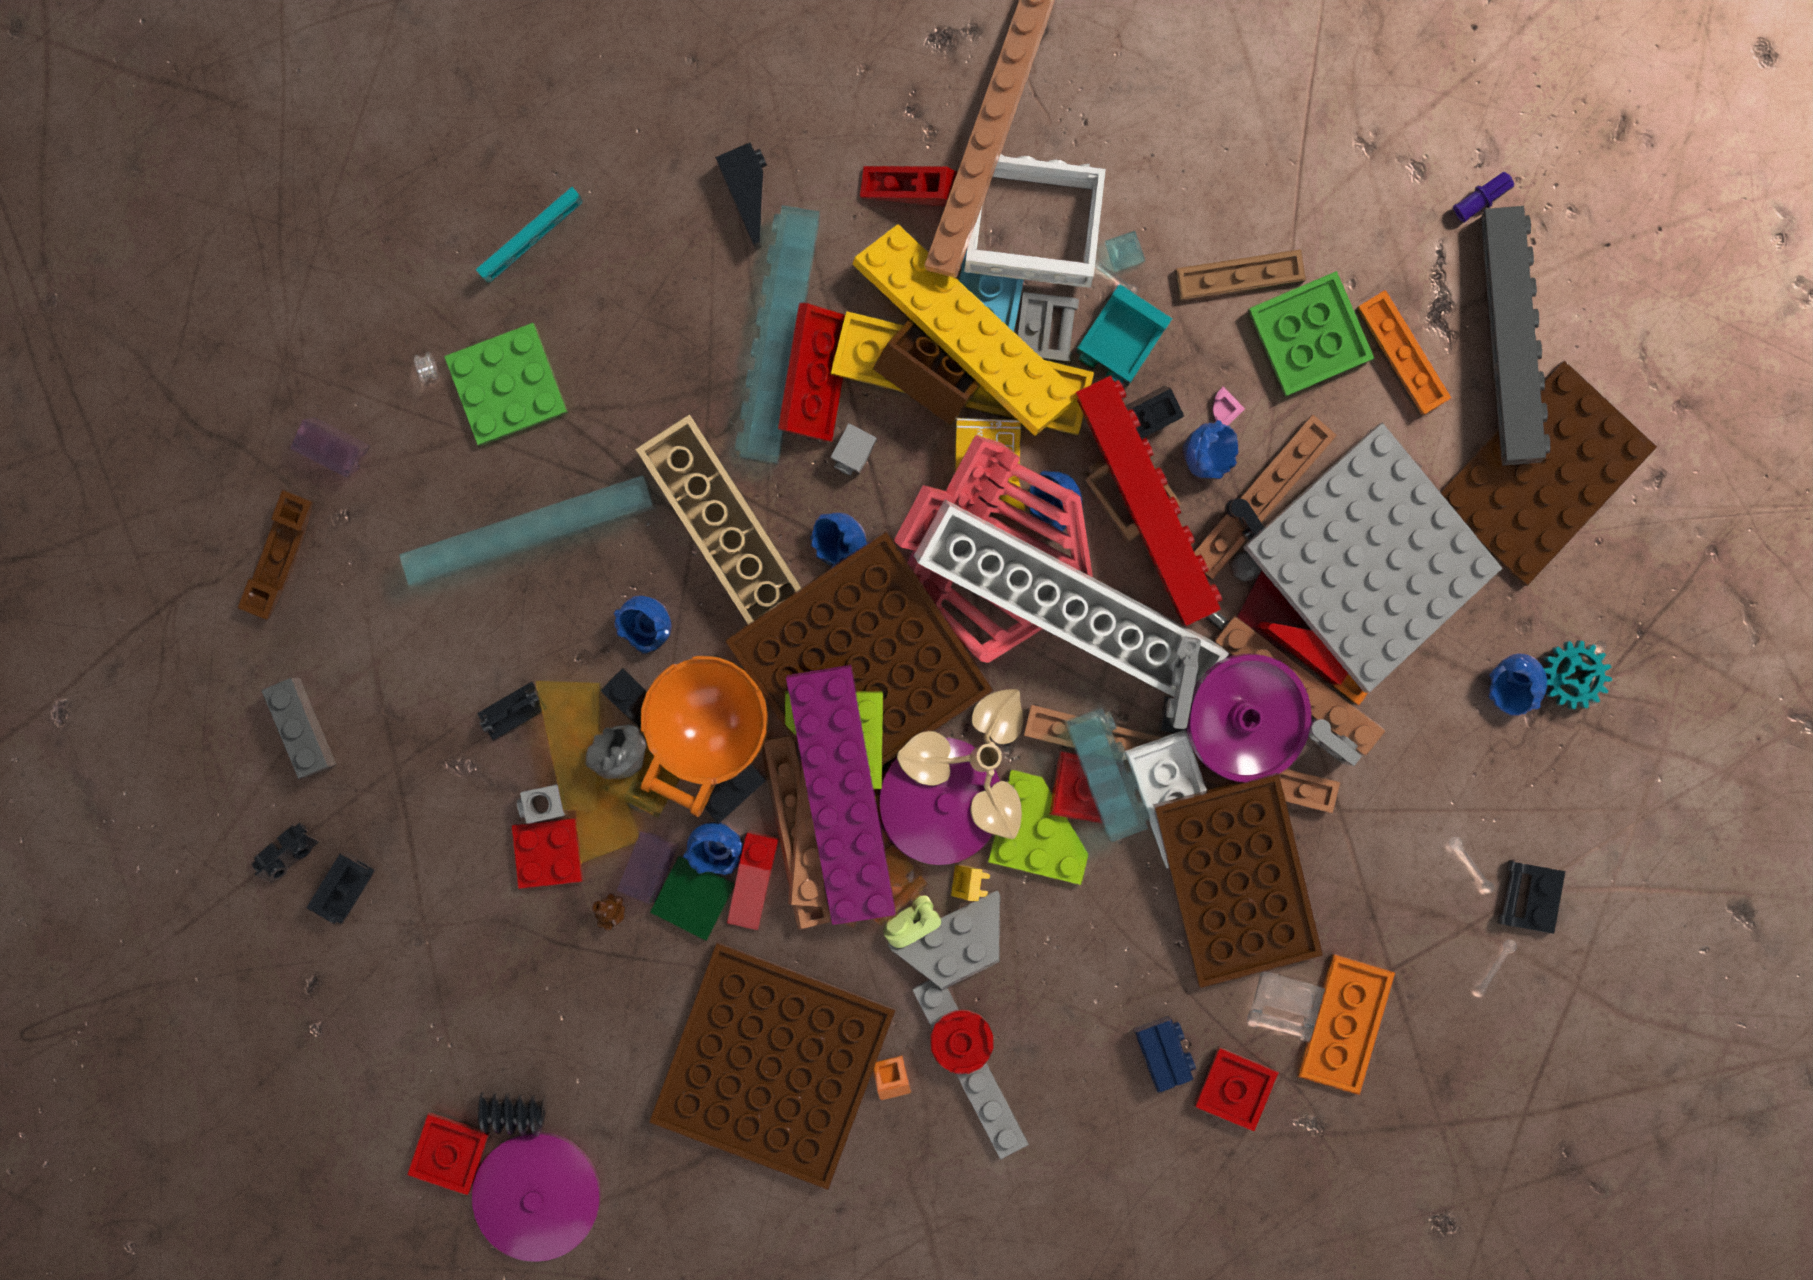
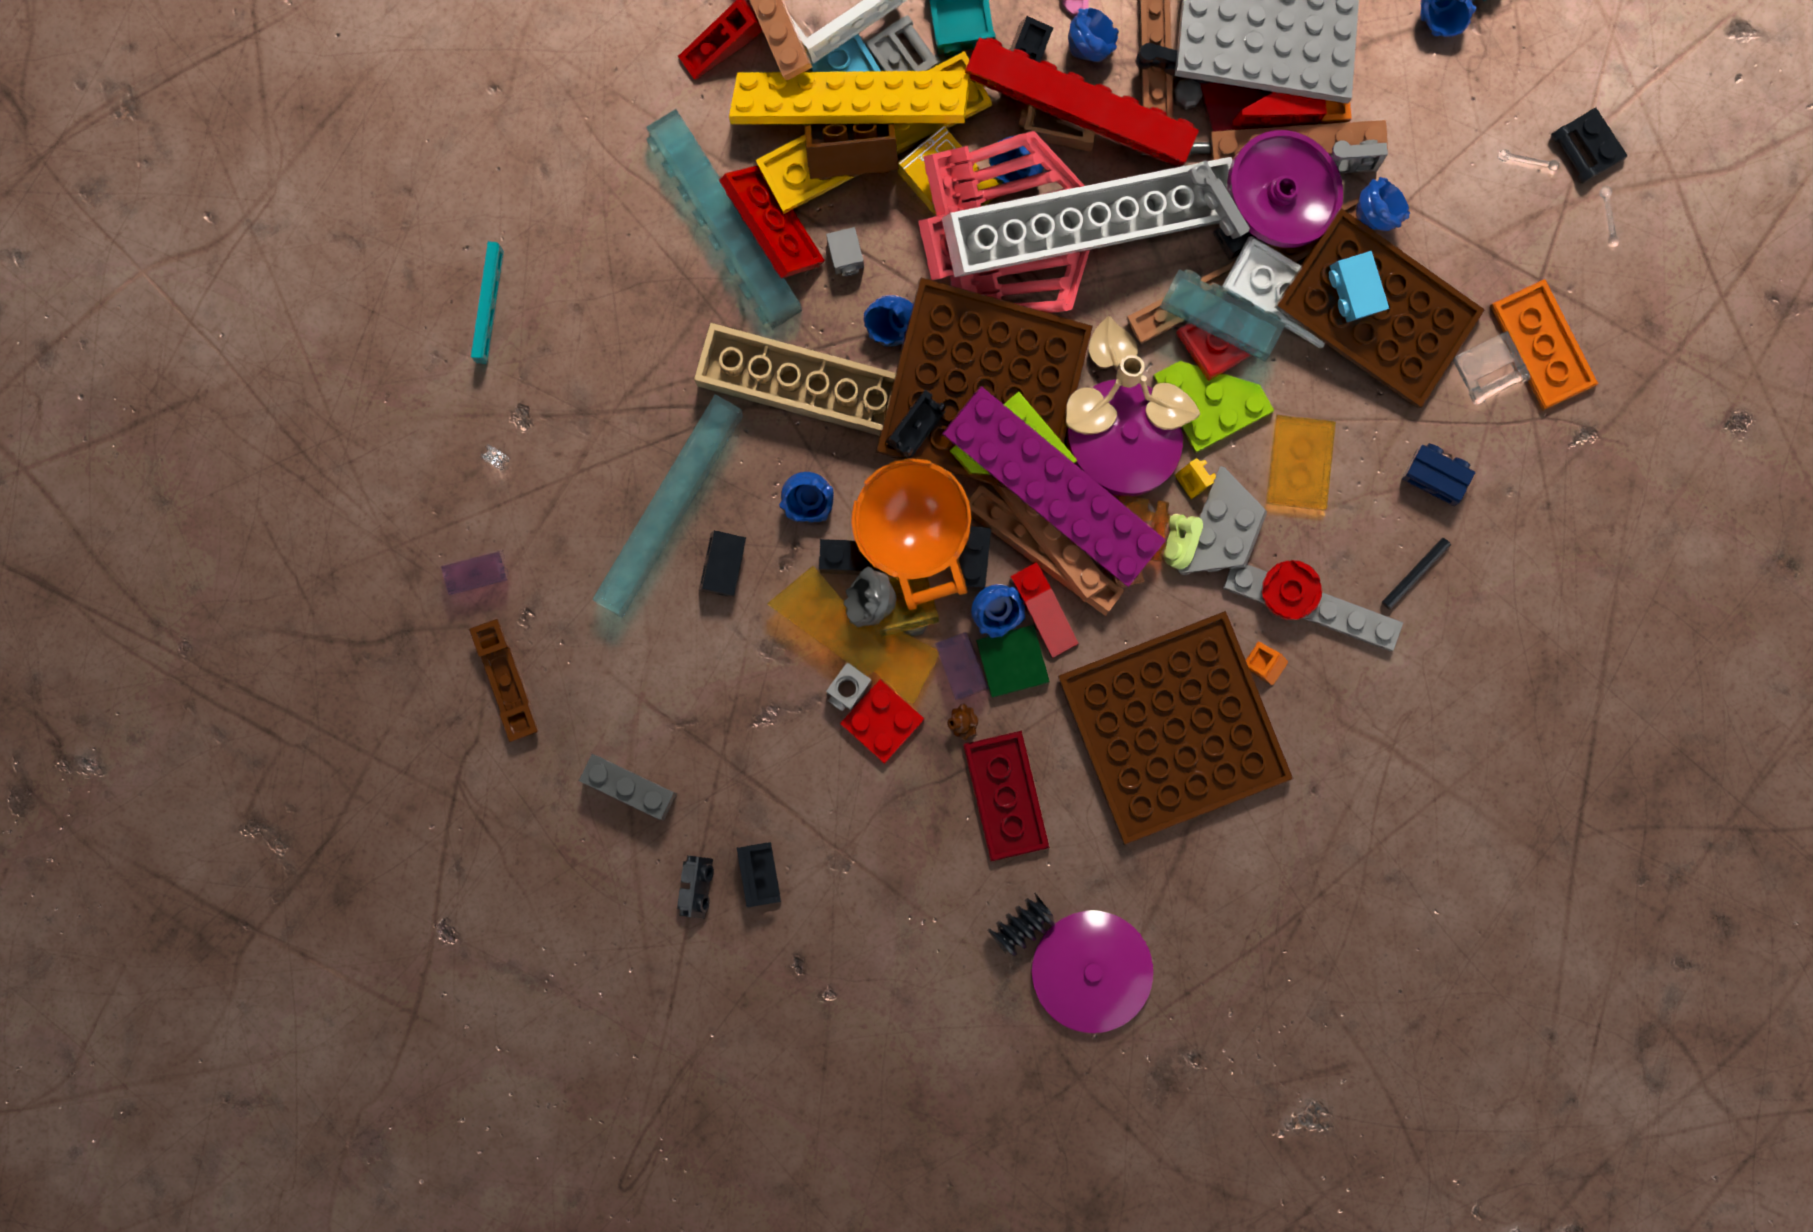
camera: 35 degrees left, 5 degrees down
(448, 1153) = (1003, 995): red plate -> none
(506, 384) = (561, 421): bright green plate -> none
(510, 711) = (768, 643): black hinge -> none
(531, 615) = (722, 563): none -> black hinge
(592, 999) = (1006, 796): none -> dark red tile
(746, 184) = (604, 135): black slope -> none
(773, 648) = (916, 425): none -> black hinge
(1064, 944) = (1301, 462): none -> clear yellow tile
(1075, 1114) = (1416, 573): none -> black bar
(1232, 851) = (1358, 286): none -> medium azure brick
(1236, 1088) = (1510, 455): red plate -> none
(1314, 802) = (1382, 206): none -> blue hair

